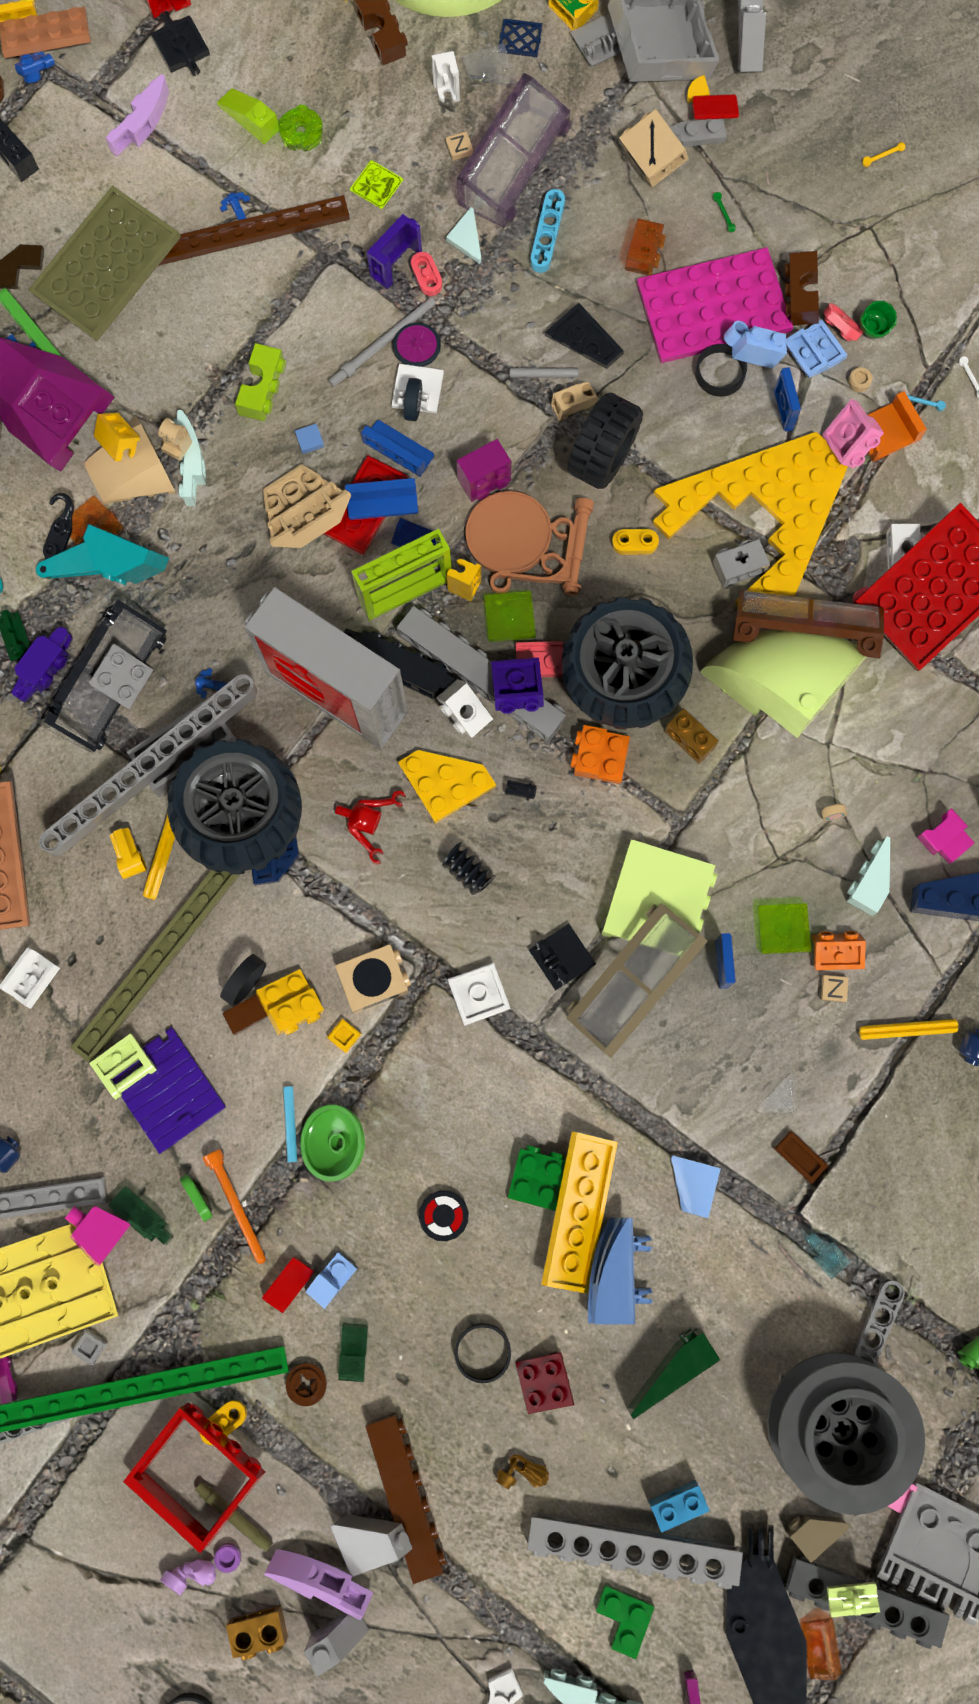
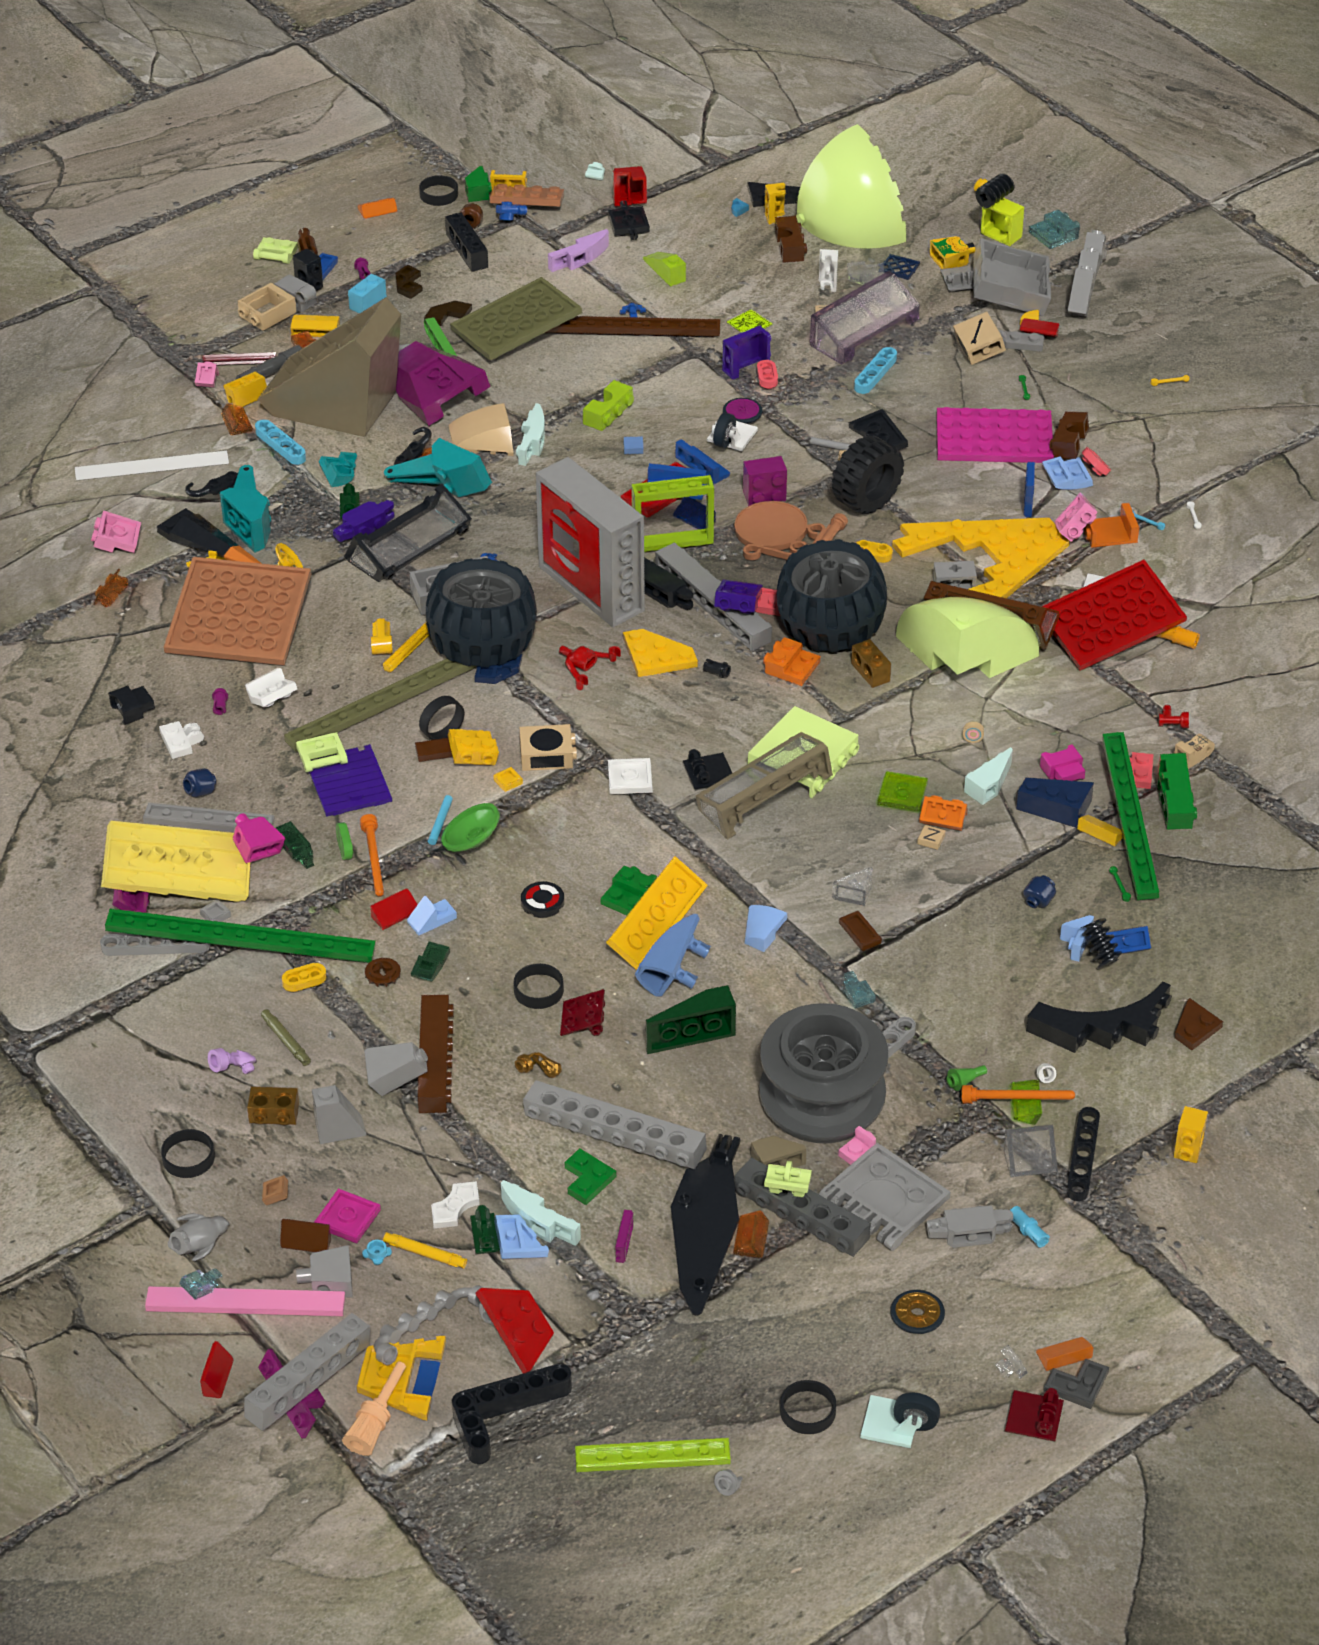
camera: 15 degrees right, 35 degrees down
(115, 435) = (479, 401): yellow hinge -> none
(120, 676) = (422, 538): light grey hinge -> none
(137, 766) = (412, 578): light grey beam -> none
(167, 1506) = (250, 969): red window -> none
(175, 439) = (528, 410): tan leg -> none
(227, 1558) = (268, 1062): medium lavender tile -> none
(296, 118) = (695, 279): clear neon green plate -> none
(302, 507) = (618, 472): tan wedge -> none
(320, 1580) = (348, 1082): lavender slope -> none
(349, 368) = (682, 413): light grey bar -> none
(464, 583) = (722, 536): yellow hinge -> none
(465, 236) = (808, 361): light aqua tile -> none
(467, 869) = (653, 700): black piece -> none
(473, 718) = (691, 595): white brick -> none
(510, 616) = (752, 570): clear neon green plate -> none
(644, 247) = (950, 390): clear orange brick -> none
(678, 1506) = (666, 1105): dark azure brick -> none
(715, 391) = (984, 482): black tyre -> none
(725, 961) = (842, 790): blue tile -> none
(756, 345) = (1015, 453): light blue hinge -> none
(860, 379) = (1098, 498): tan tile -> none
(878, 319) = (1125, 463): green hair -> none
(908, 1029) = (985, 873): yellow axle -> none

